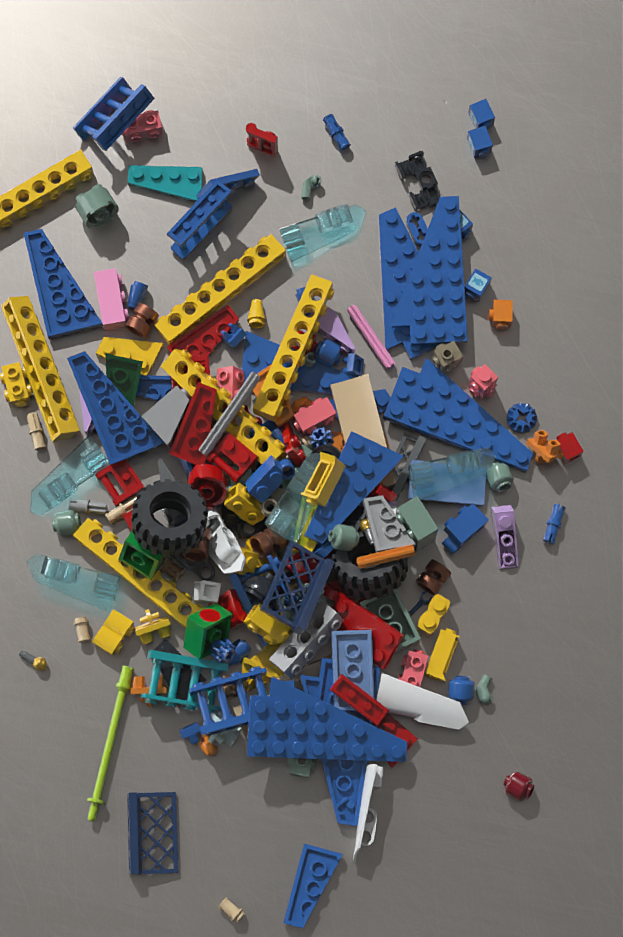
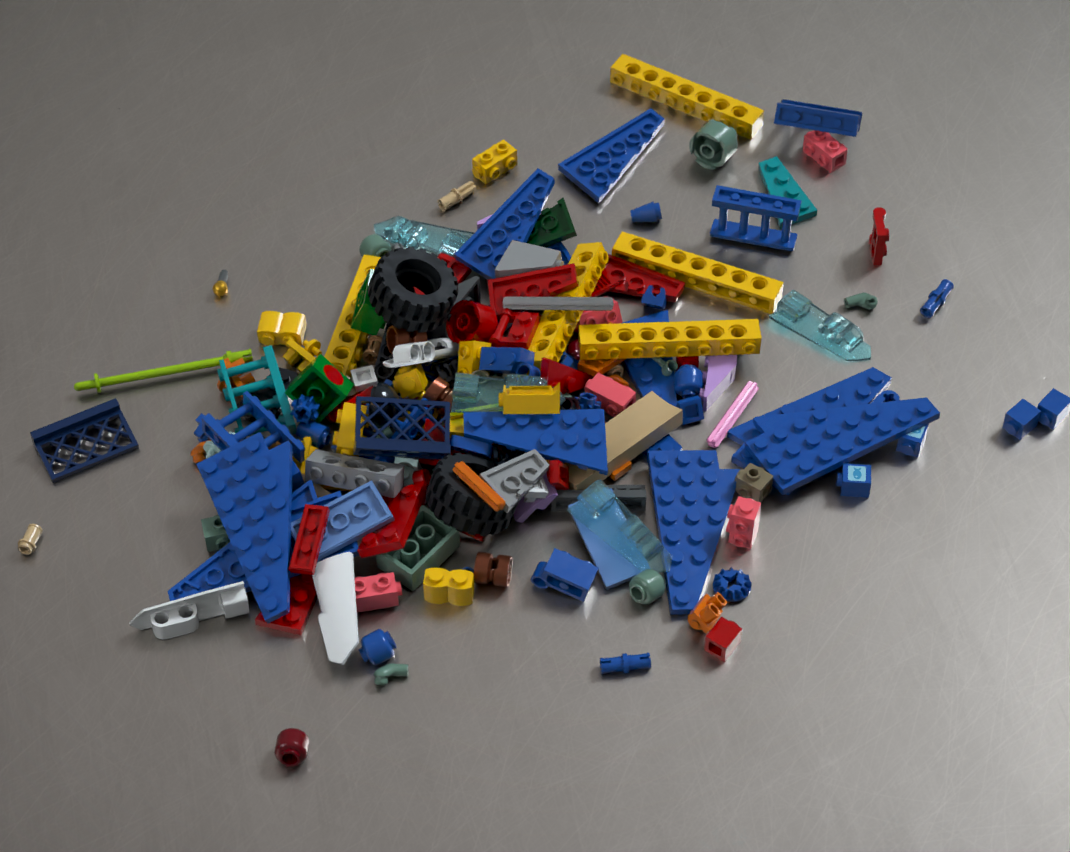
camera: 65 degrees right, 25 degrees down
(40, 368) = (468, 206): yellow brick -> none
(74, 580) = (320, 280): clear light blue panel -> none
(82, 629) = (275, 304): tan pin -> none
(111, 299) = (627, 194): bright pink brick -> none
(132, 349) = (585, 229): yellow wing -> none
(141, 321) = (614, 220): copper wheel -> none
(233, 181) = (815, 232): blue wing -> none
(256, 314) = (690, 310): yellow cone -> none
(310, 880) = (92, 595): blue wing -> none
(343, 537) = (480, 446): sand green head -> none
(417, 523) = (539, 518): sand green brick -> none
(418, 166) = (949, 380): black piece -> none
(442, 655) = (408, 612): yellow window -> none
(501, 314) = (838, 515): orange brick -> none
(505, 536) = (582, 619): lavender slope -> none

